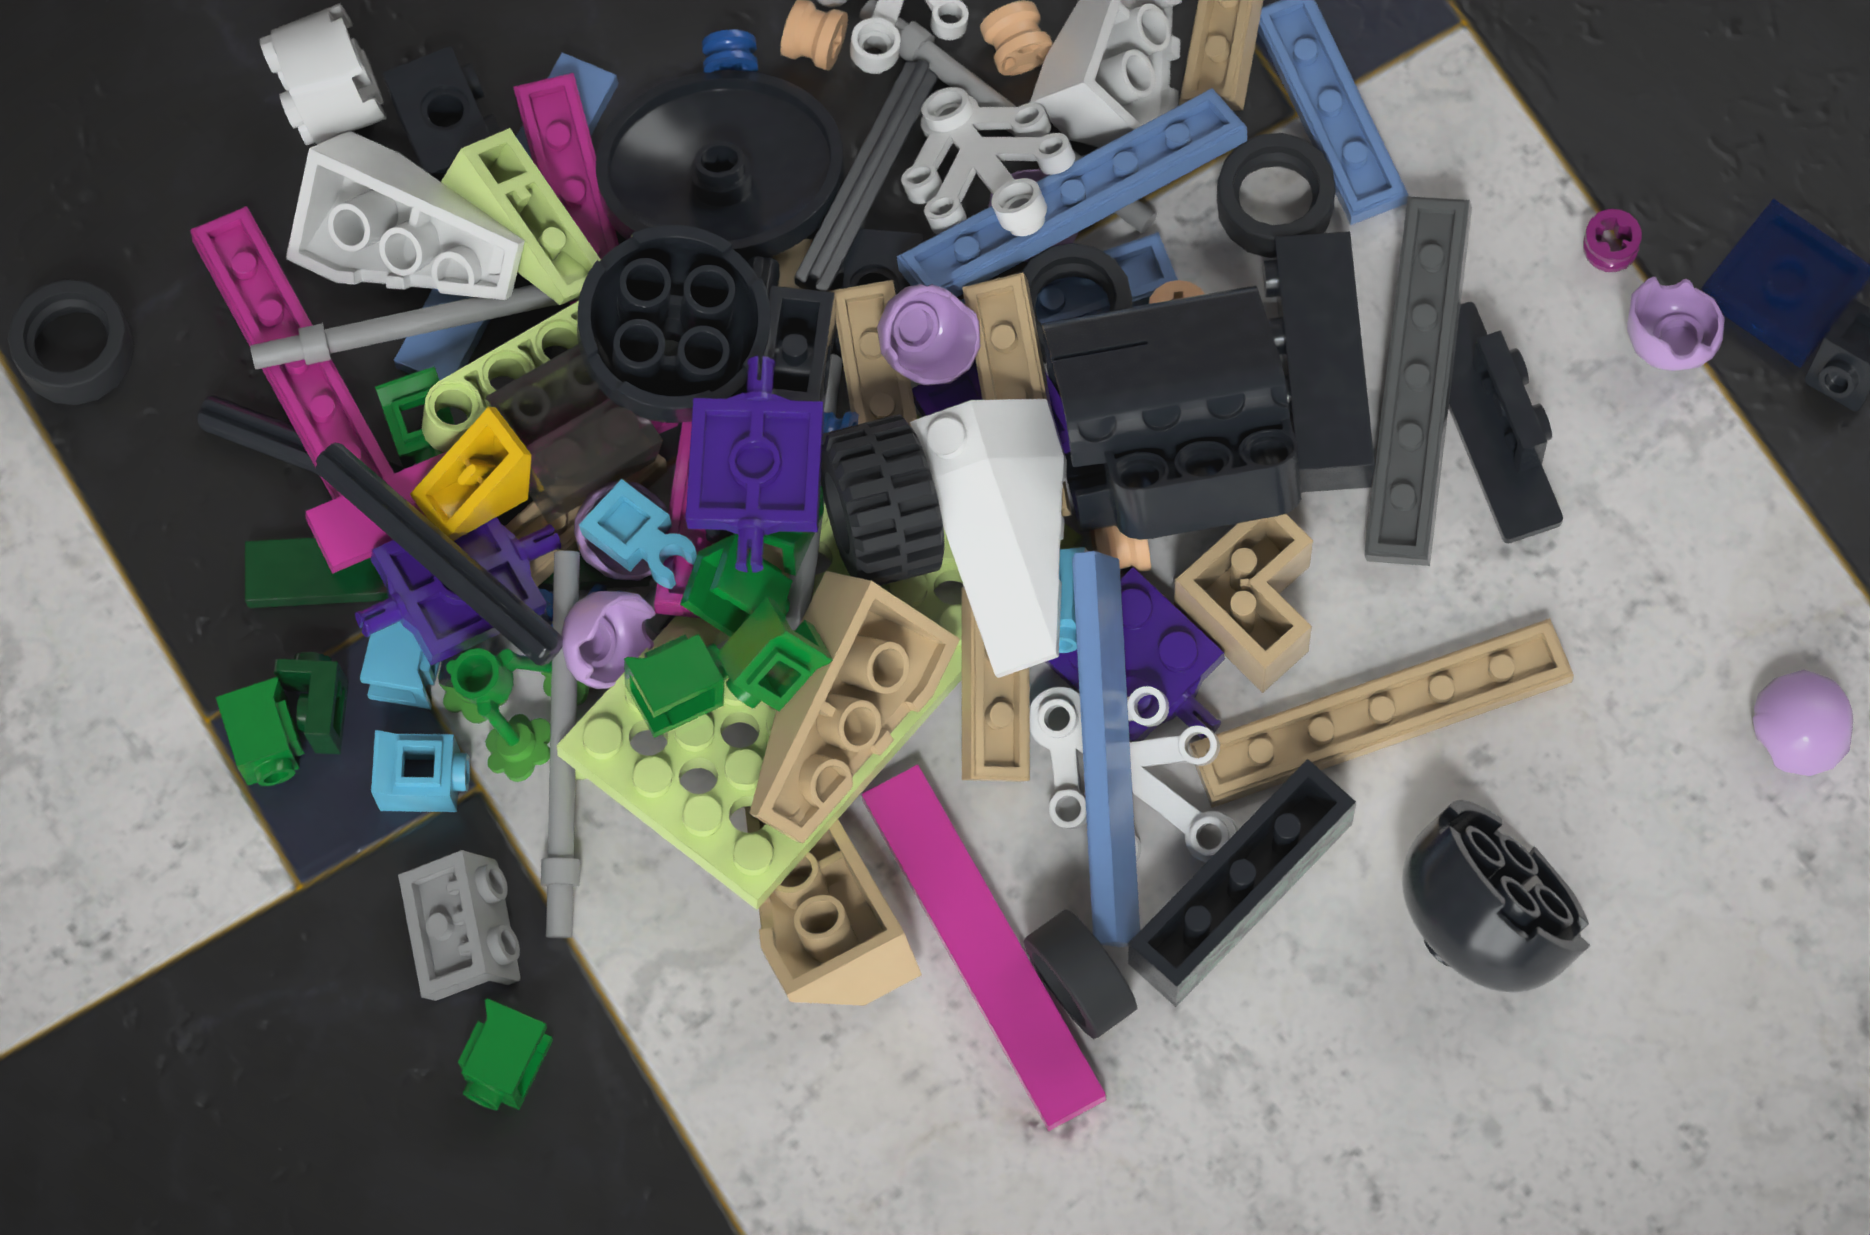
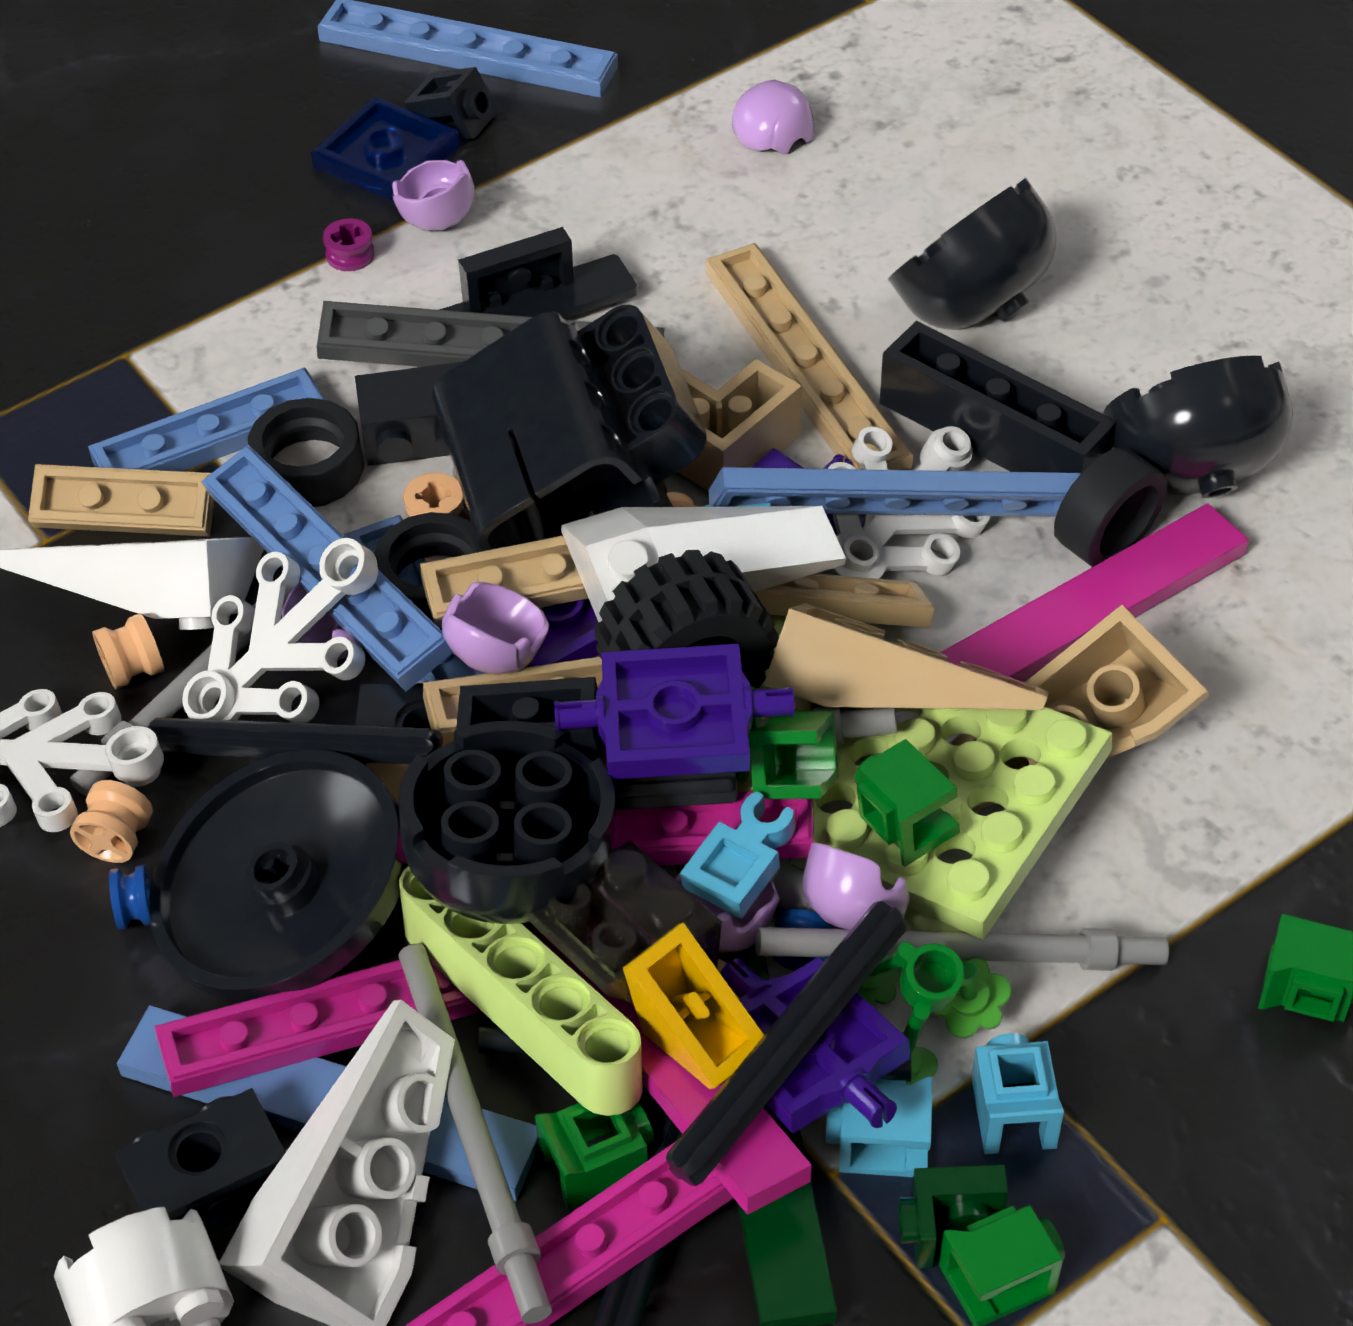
camera: 100 degrees left, 20 degrees down
(459, 924) = (1182, 1037): light grey bracket -> none
(511, 190) = (309, 1050): yellowish green slope -> none
(770, 659) = (878, 695): green window -> none
(1162, 1094) = (1207, 423): none -> black cylinder

